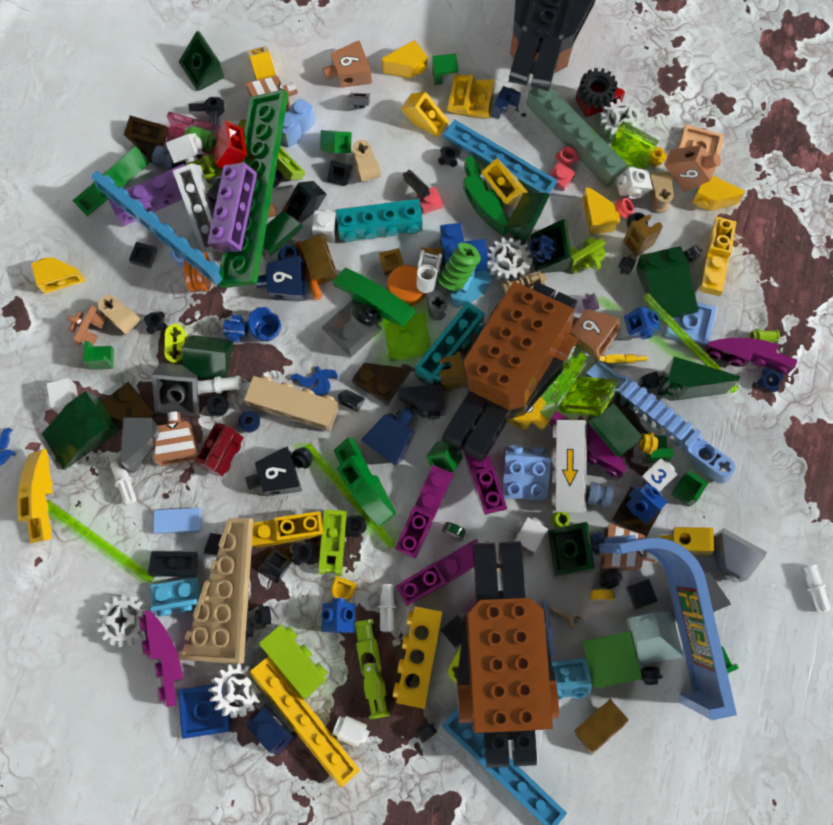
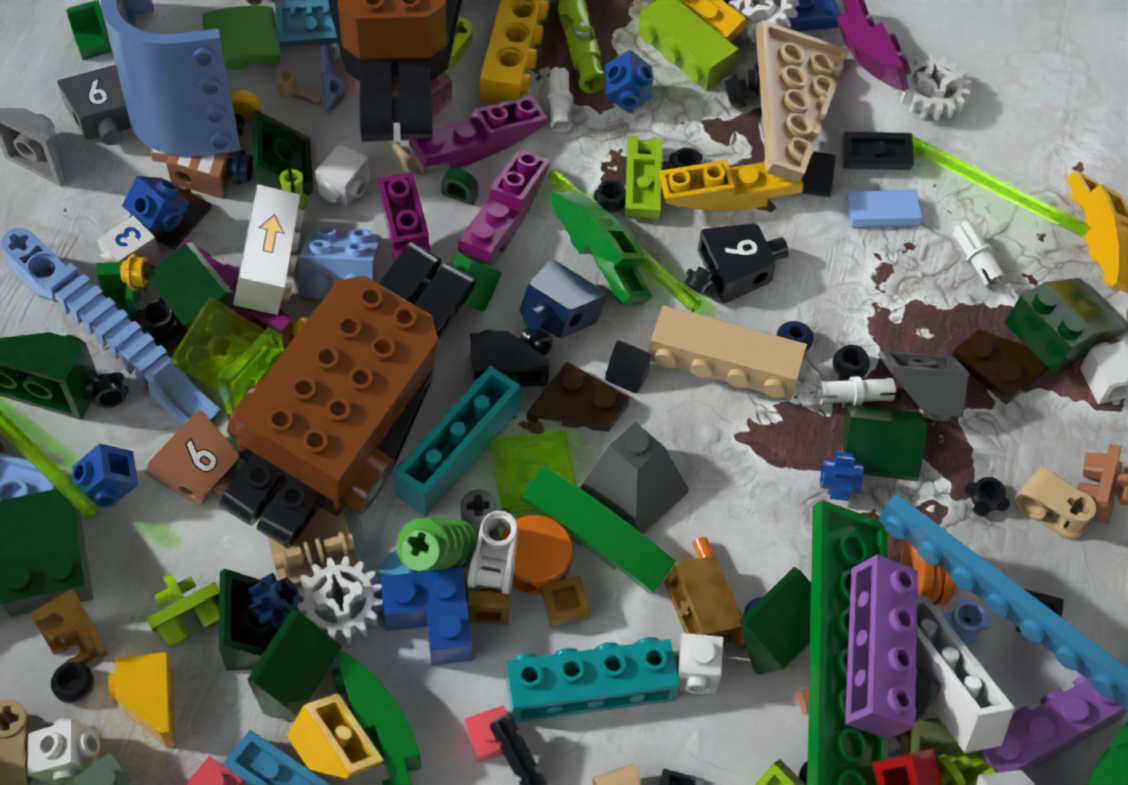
camera: 175 degrees right, 15 degrees down
(98, 356) = (1071, 433): green panel -> none
(137, 441) = (969, 288): dark grey slope -> none
(170, 343) = (950, 458): neon yellow beam -> none
(175, 442) = (907, 304): nougat torso -> none
(175, 595) = (866, 111): medium azure bracket -> none
(219, 449) = (836, 285): dark red brick -> none
(264, 324) = (791, 480): blue hair -> none
(275, 565) = (726, 149): black slope -> none
(285, 279) = (760, 555): dark blue torso -> none
(304, 200) = (744, 716): black slope -> none
(322, 377) = (678, 409): blue piece -> none
(343, 588) = (623, 123): yellow tile -> none
(368, 316) = (612, 485): black plate -> none
(453, 631) = (463, 71): black plate -> none
(455, 376) = (451, 379): pearl gold hinge -> none
(590, 302) = (193, 524): clear purple plate -> none
(600, 495) = (225, 226): sand blue wheel -> none
(622, 358) = (160, 429): yellow hand -> none
(624, 207) = (93, 707): coral plate -> none
(627, 264) = (109, 594): black plate -> none
(651, 675) = (188, 13): black plate -> none
(689, 488) = (76, 232): green panel -> none
(699, 539) = (97, 157): yellow torso -> none

